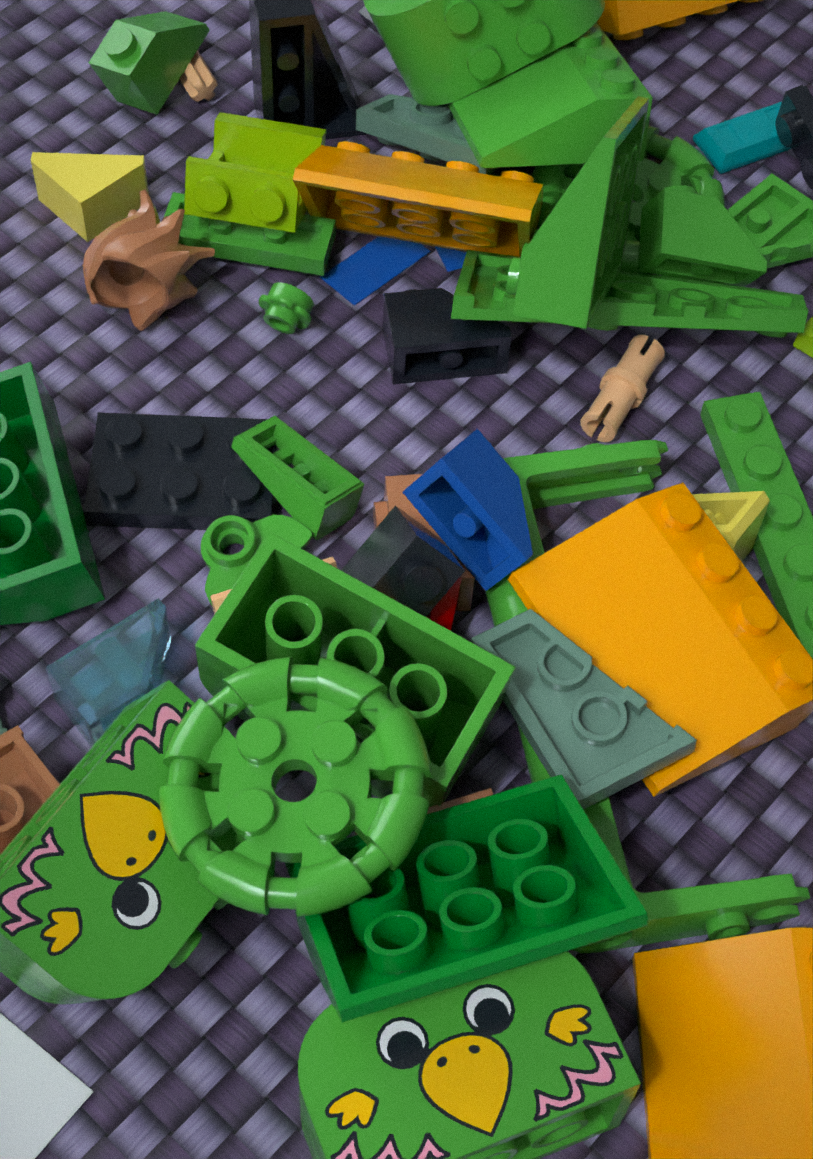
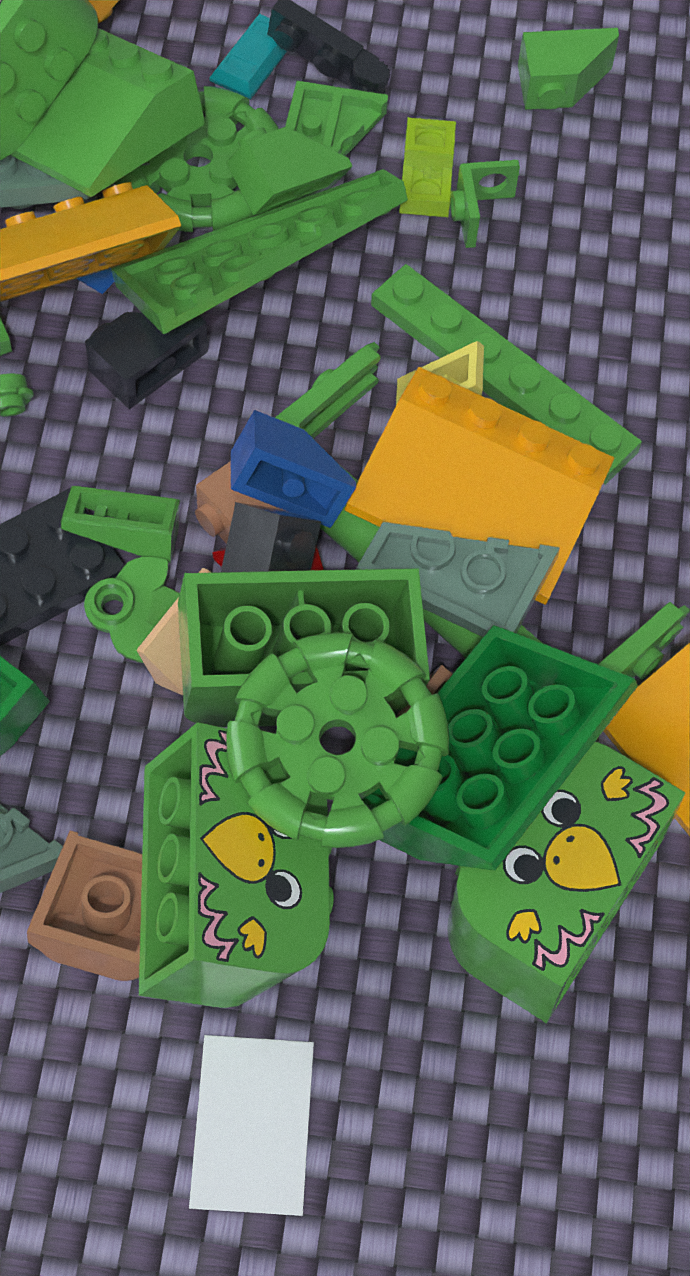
camera: 35 degrees left, 5 degrees up
(112, 670) = (107, 755): clear light blue slope -> none
(372, 267) = (42, 322): blue sticker -> none
(584, 237) = (219, 203): bright green slope -> none
(622, 388) = (305, 316): light nougat pin -> none

